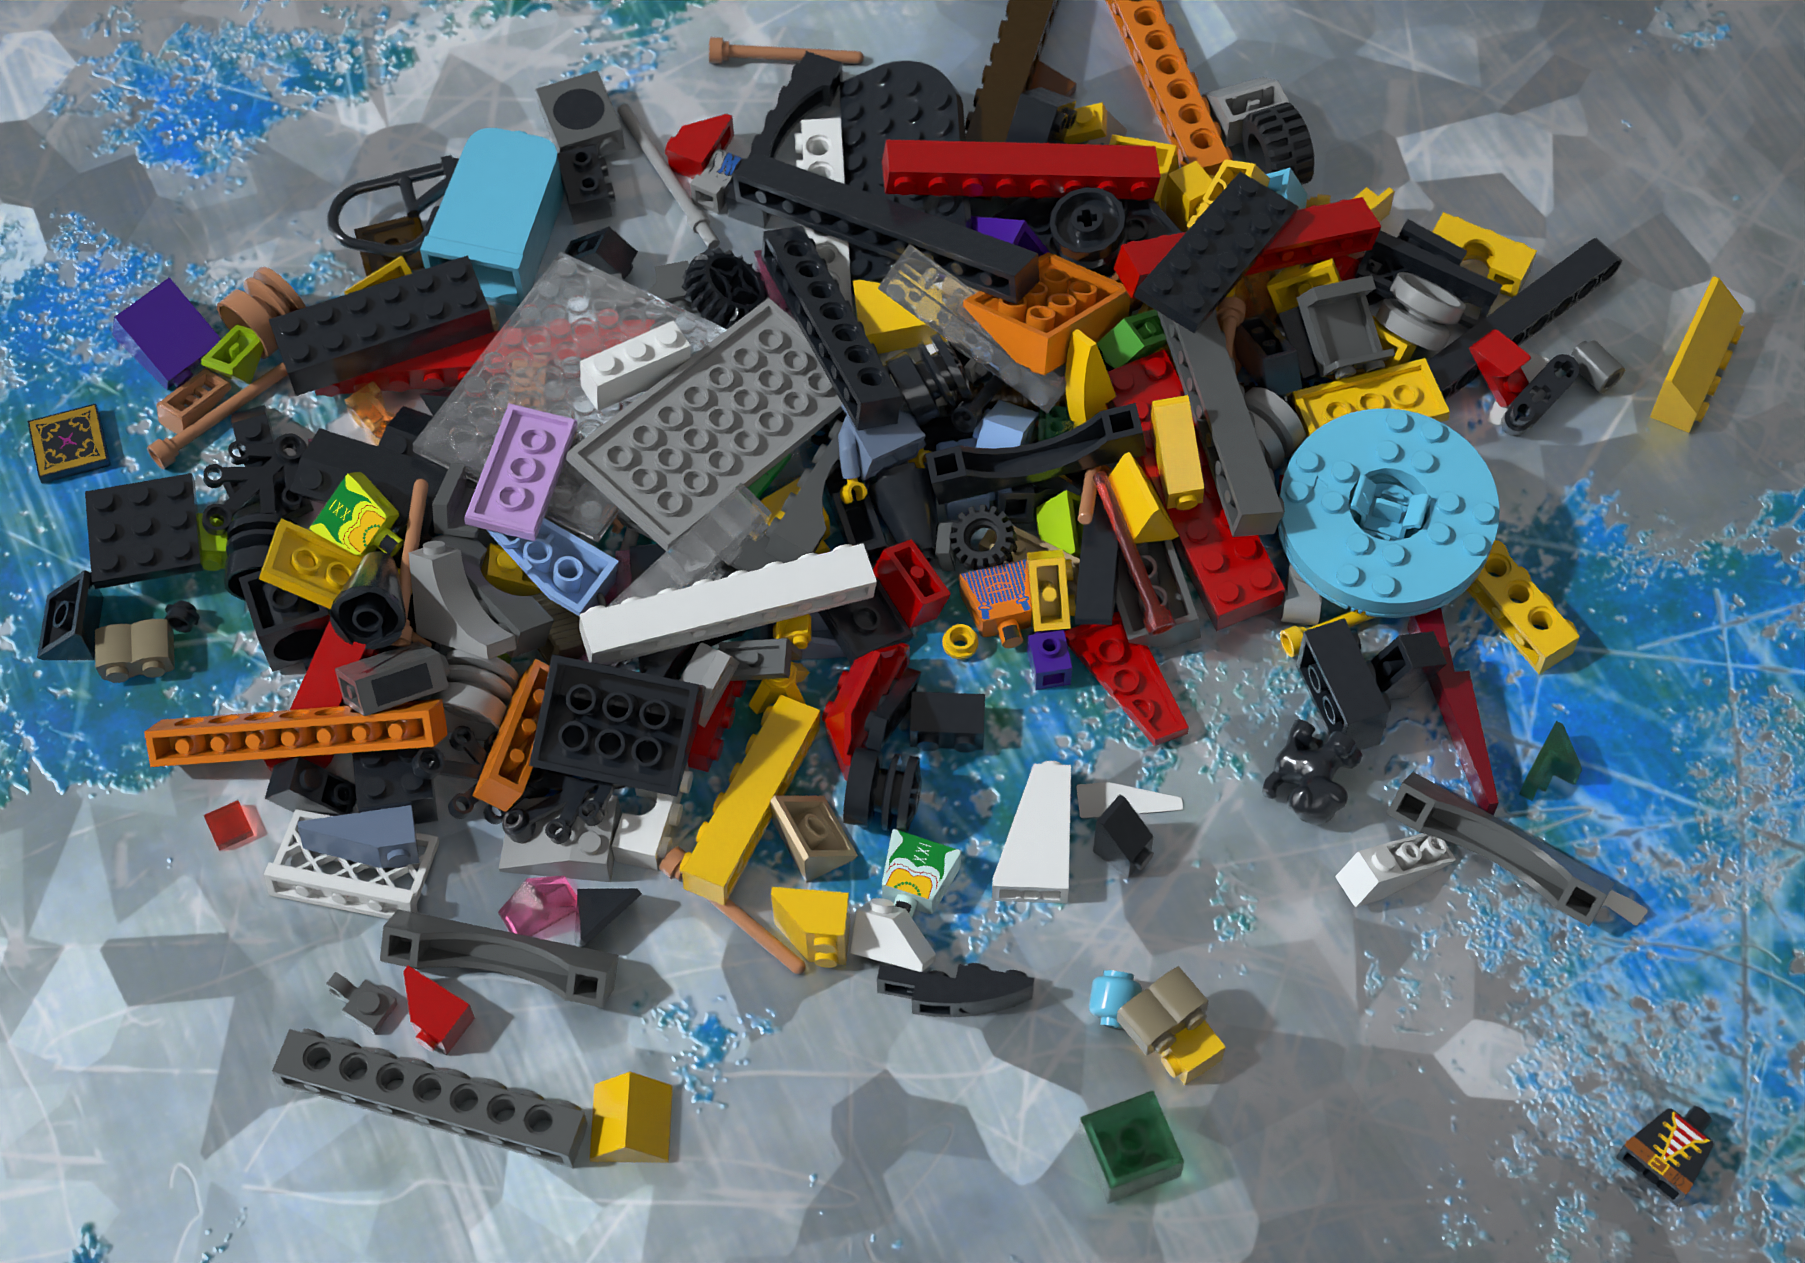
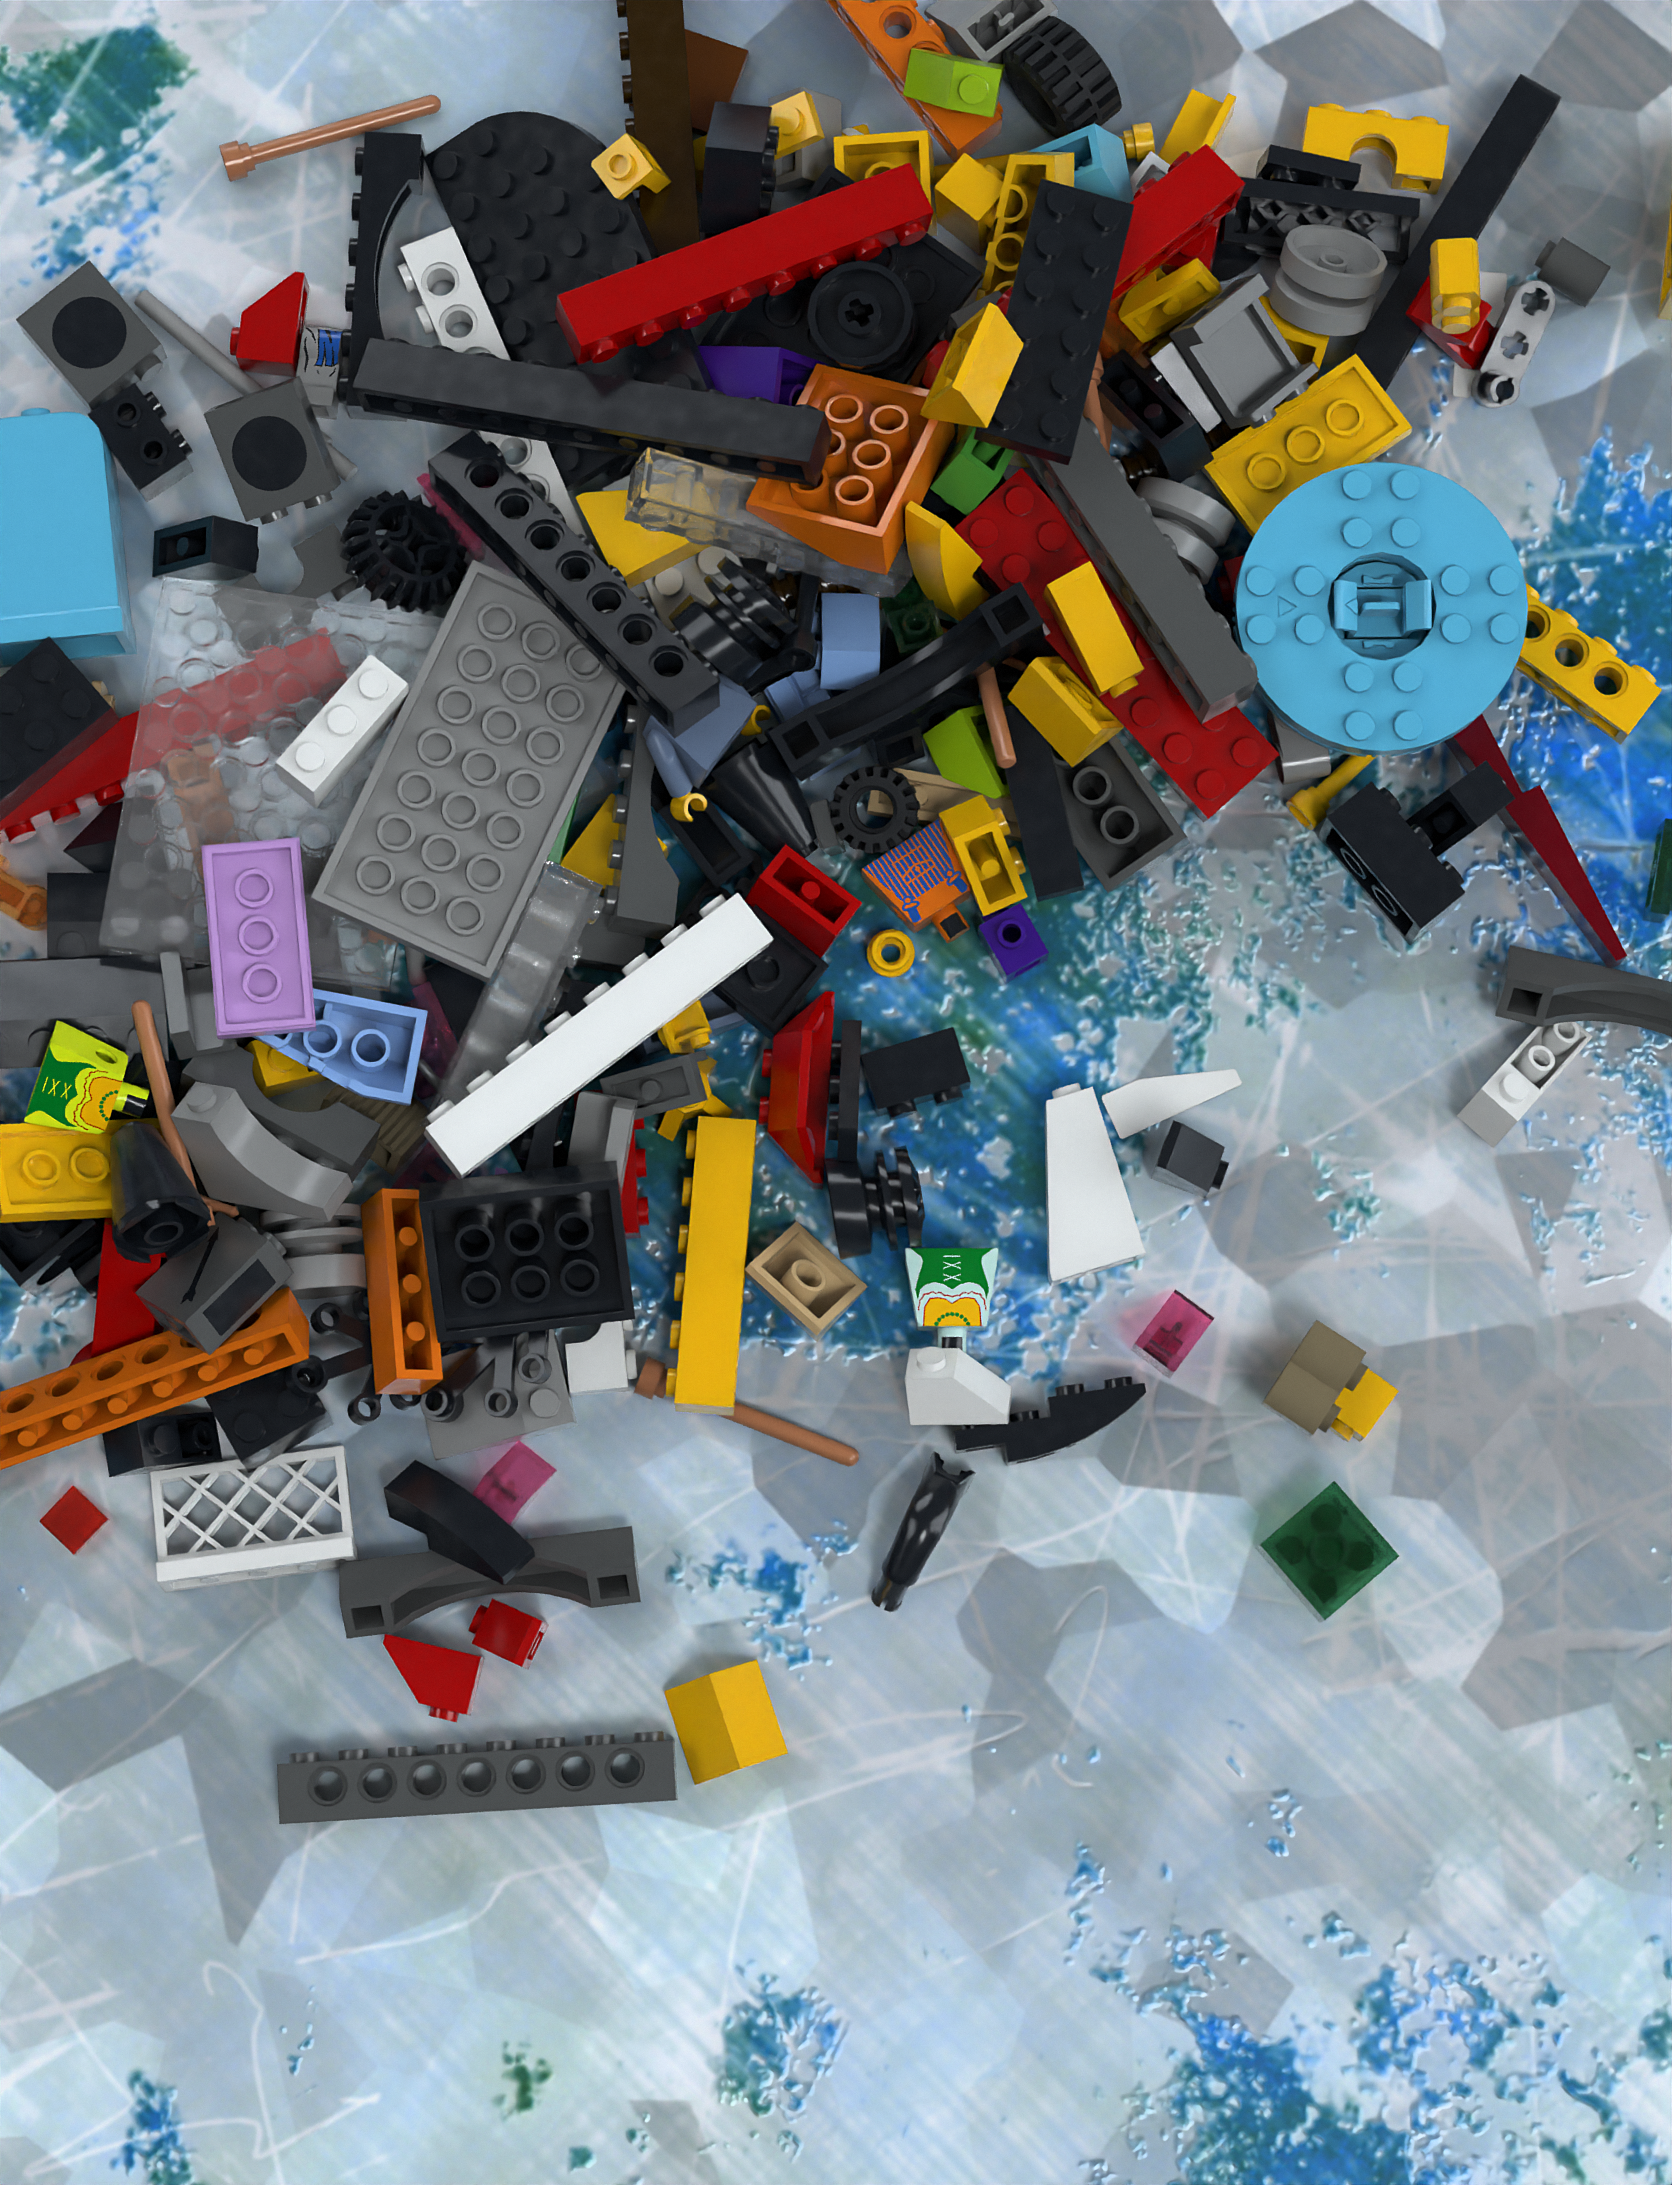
camera: 20 degrees left, 20 degrees up
(365, 1005) = (348, 1692): dark grey plate -> none
(371, 837) = (268, 1485): sand blue slope -> none
(492, 906) = (456, 1523): none -> black slope
(499, 1000) = (507, 1632): none -> red slope
(598, 909) = (585, 1474): black slope -> none
(666, 207) = (273, 451): none -> dark grey brick
(814, 923) = (858, 1407): yellow slope -> none
(832, 1018) = (920, 1531): none -> black piece
(967, 97) = (628, 166): none -> yellow bracket
(1066, 958) = (1172, 1333): none -> clear pink slope
(1110, 994) = (1245, 1368): medium azure head -> none
(1129, 677) = (1127, 937): red wing -> none
(1150, 248) = (974, 370): none -> yellow slope
(1157, 618) = (1135, 855): clear red piece -> none
(1206, 124) = (954, 82): none -> lime slope
(1313, 767) = (1403, 1020): black animal -> none
(1508, 325) = (1454, 284): none -> yellow brick

